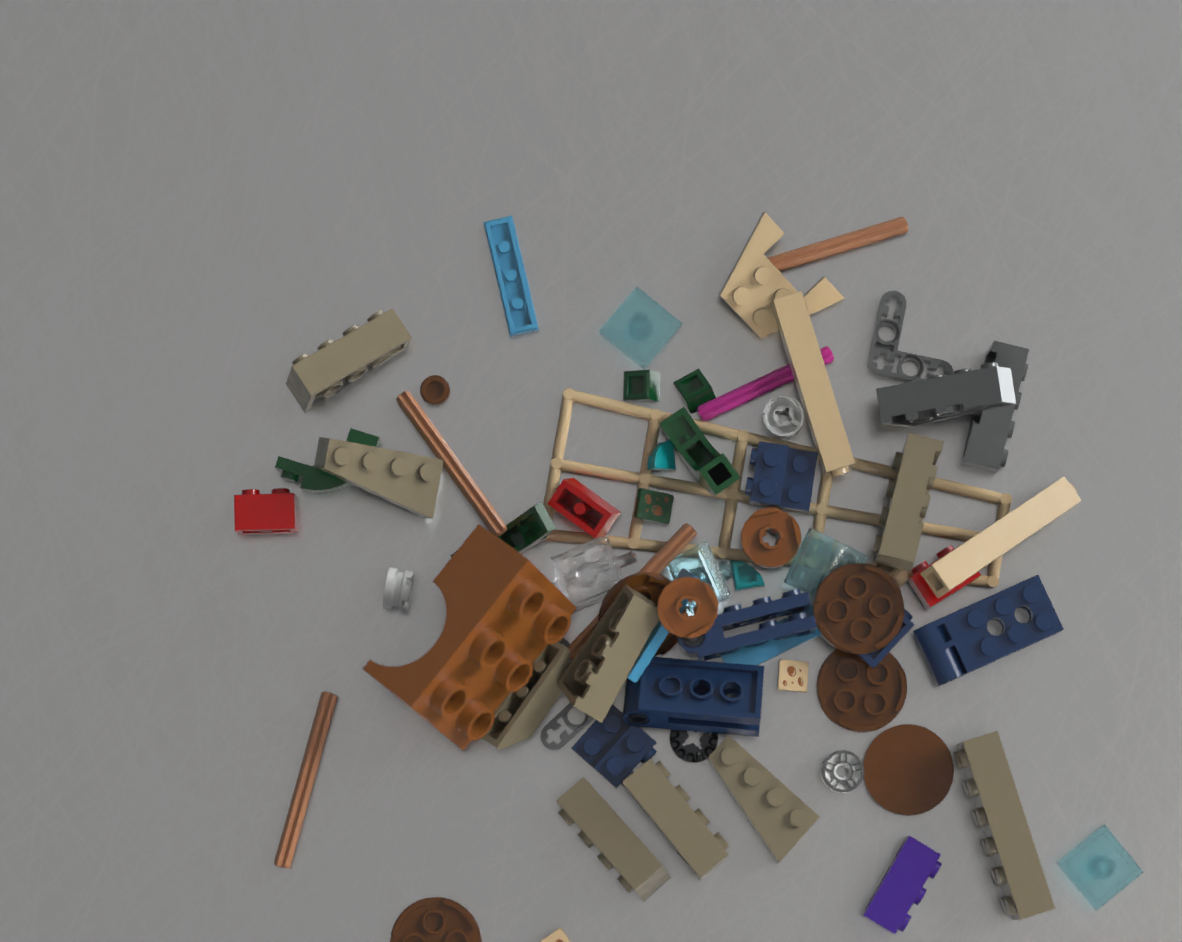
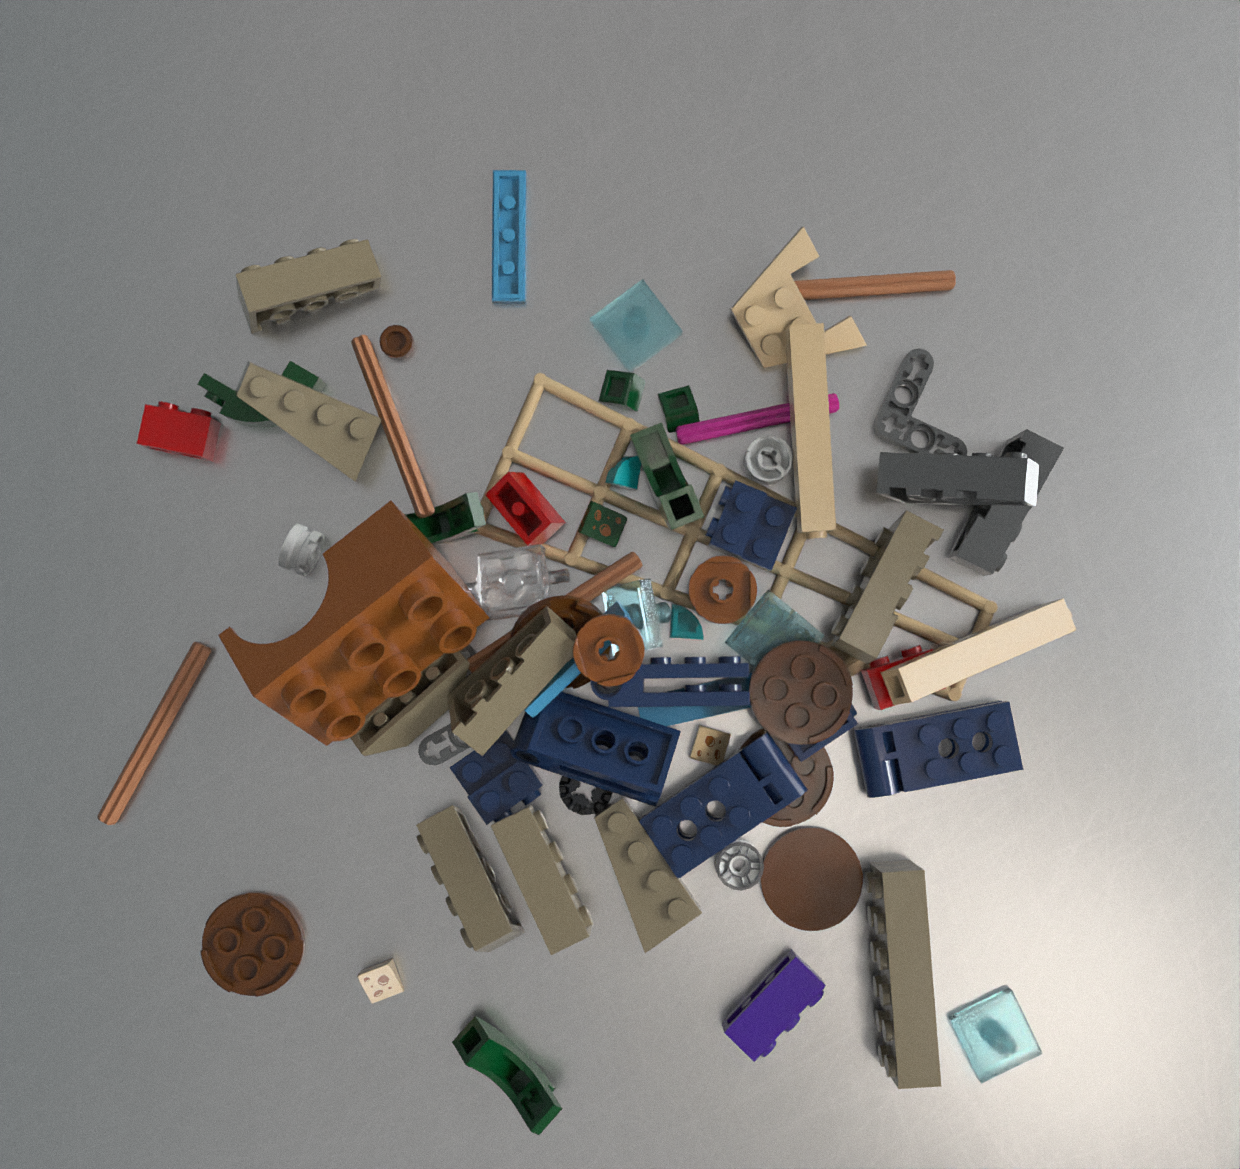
camera: 15 degrees right, 5 degrees up
(833, 696) = (749, 785): none -> dark blue hinge

